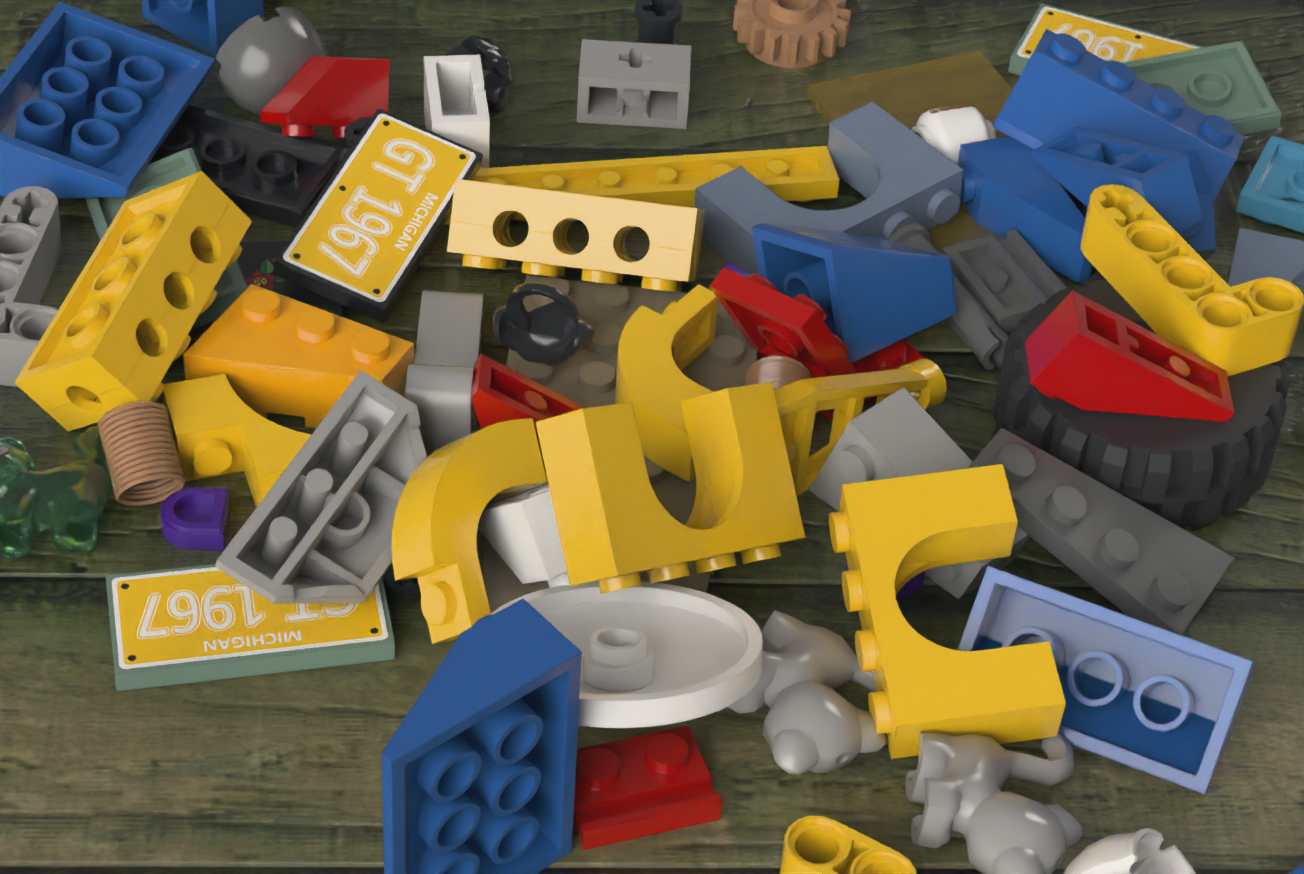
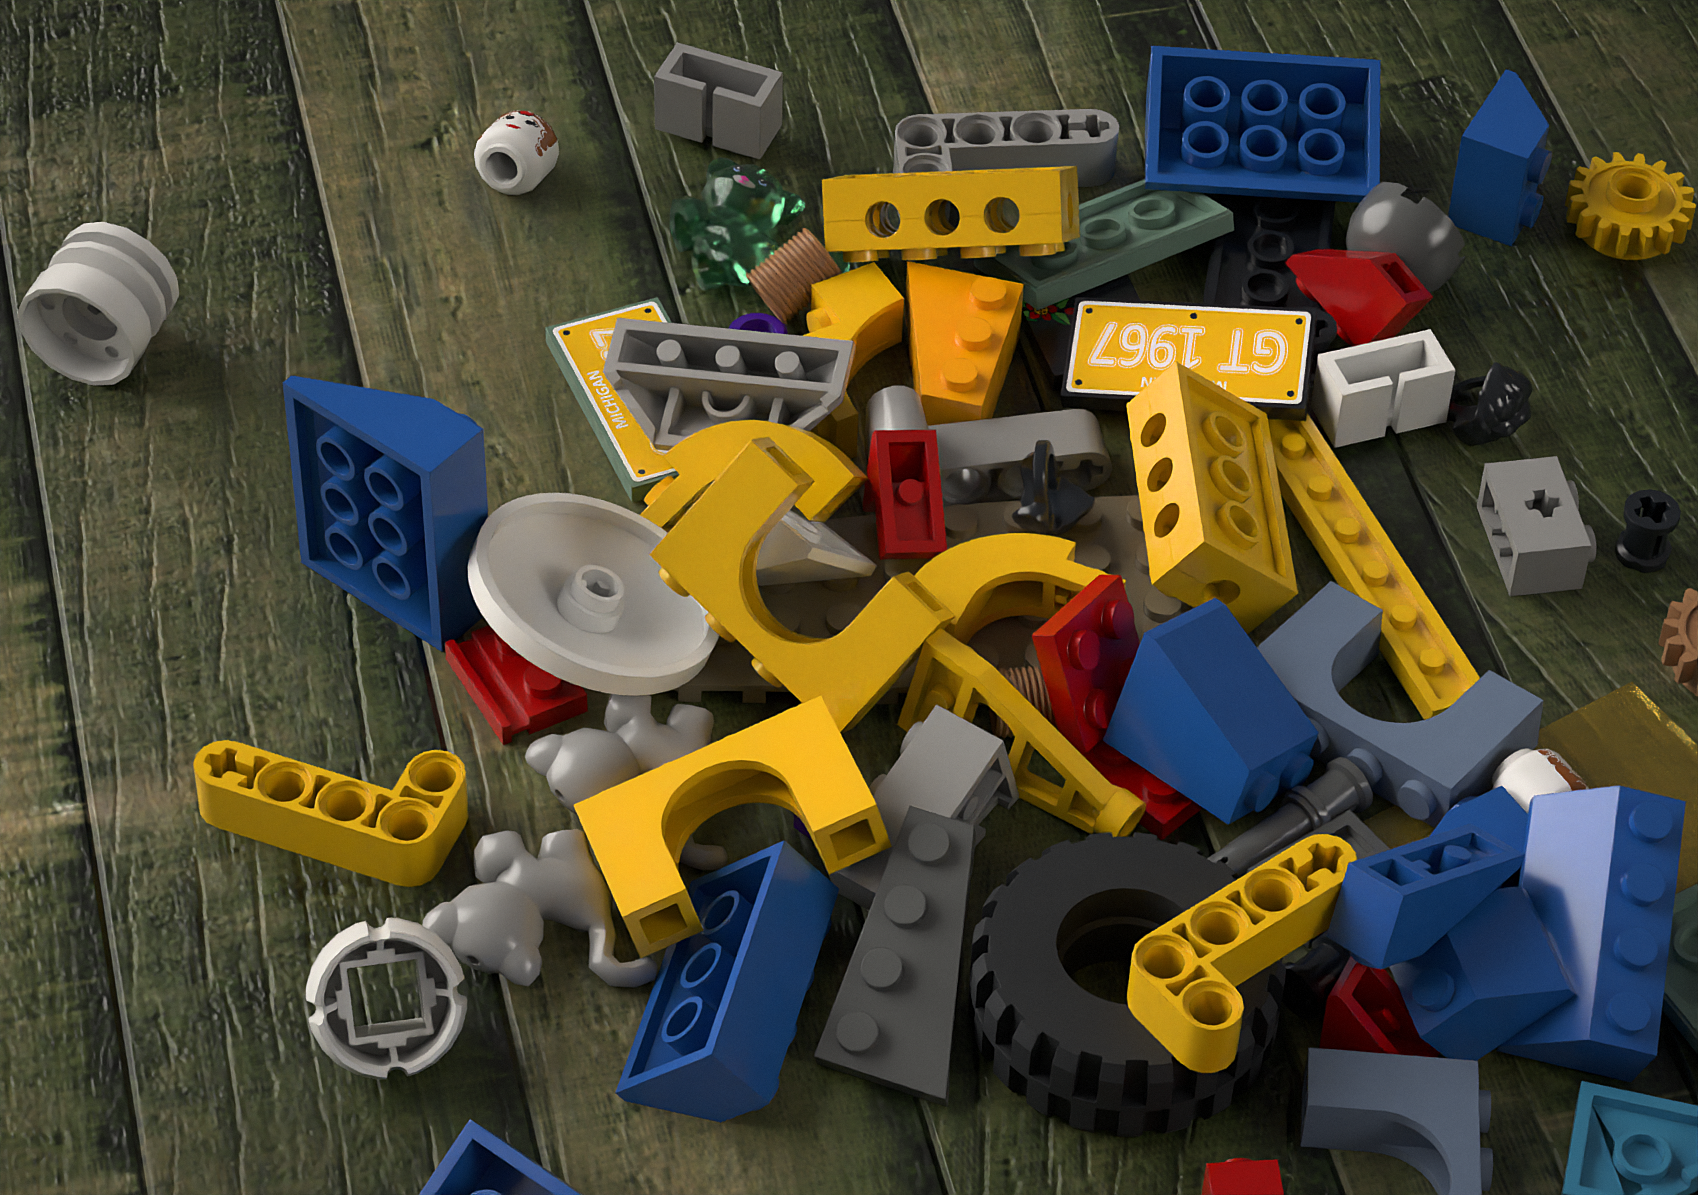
camera: 80 degrees right, 5 degrees up
(1120, 367) = (1072, 905): red slope -> none

